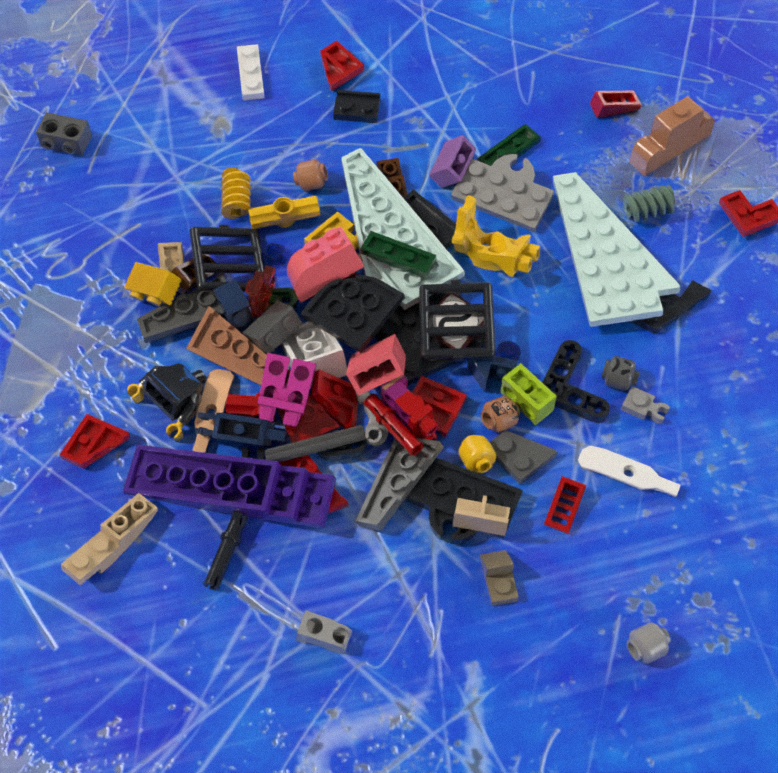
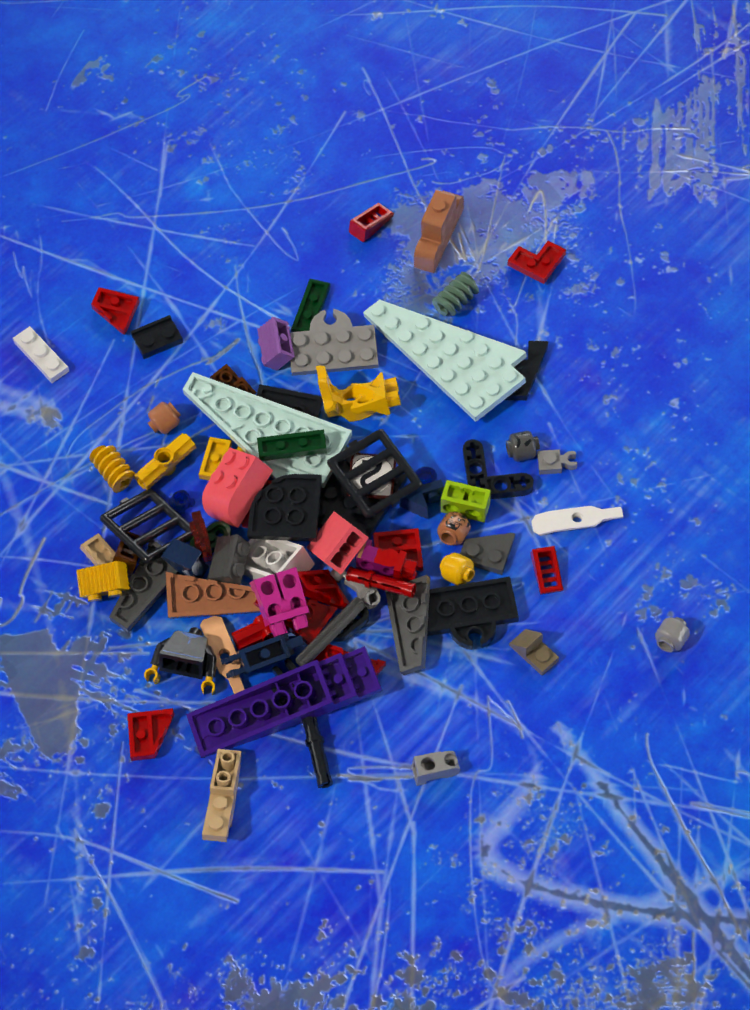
camera: 30 degrees left, 0 degrees up
(481, 516) = (494, 613): tan panel -> none

